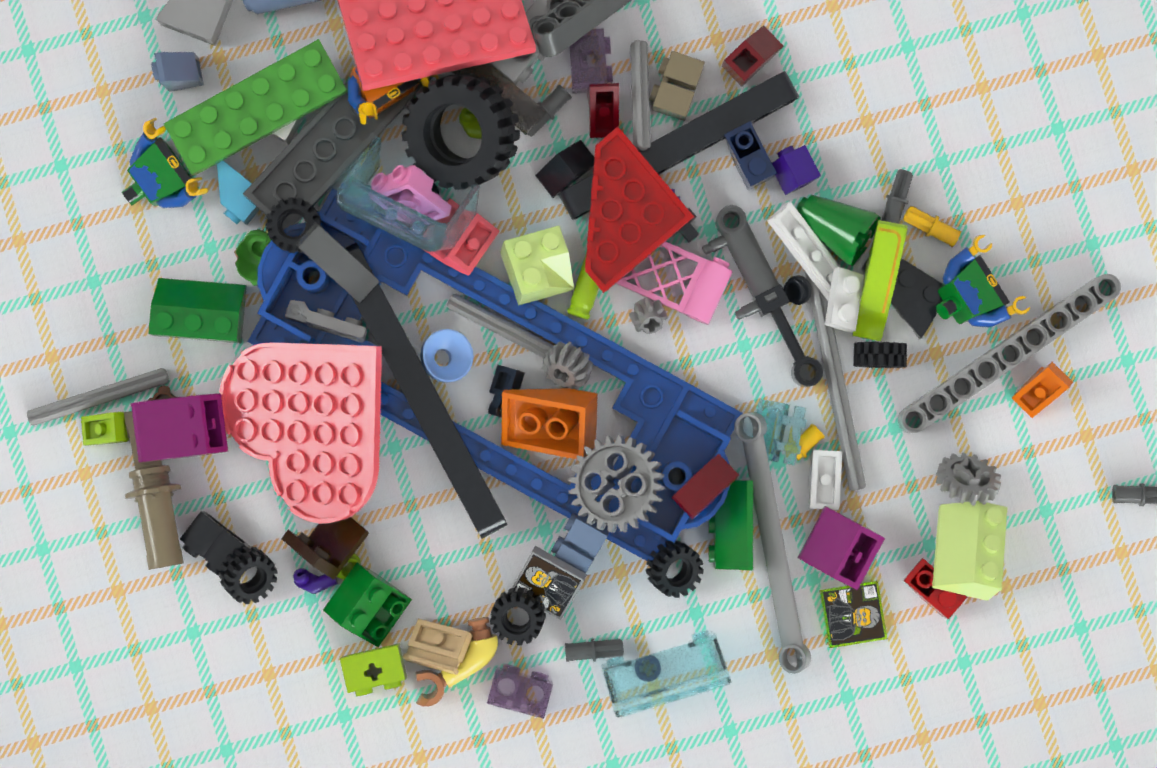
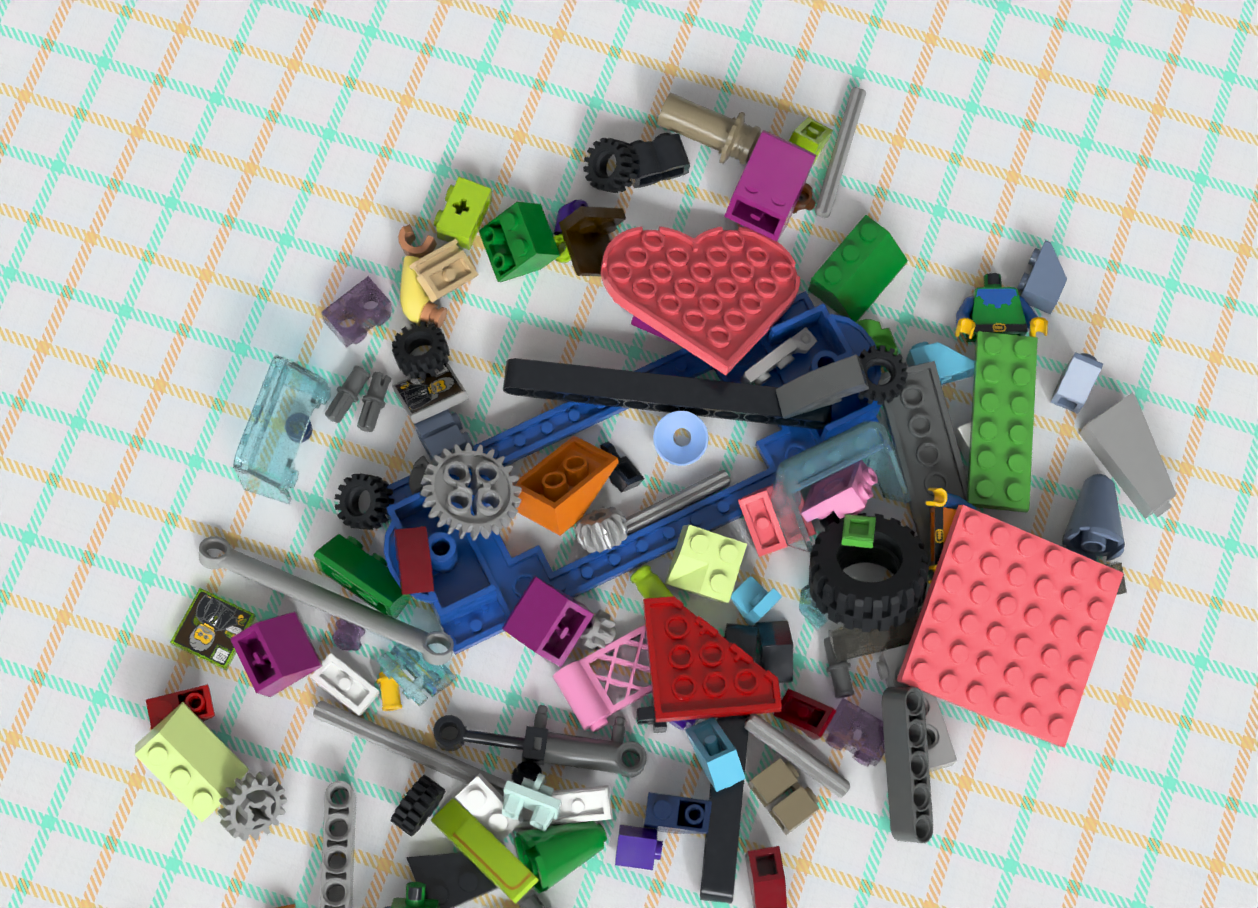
camera: 125 degrees right, 15 degrees down
(100, 153) = (1045, 281): none -> sand blue slope
(436, 157) = (858, 531): none -> bright green tile
(515, 165) = (809, 610): none -> clear light blue arm
(542, 205) = (753, 600): none -> medium azure slope
(585, 624) = (373, 402): none -> dark grey axle
(623, 540) = (417, 474): none -> dark grey tile
(671, 354) = (548, 621): none -> magenta slope
(687, 154) = (715, 754): none -> medium azure slope
(787, 505) = (343, 639): none -> clear purple plate
(826, 281) = (532, 796): none -> light aqua hips

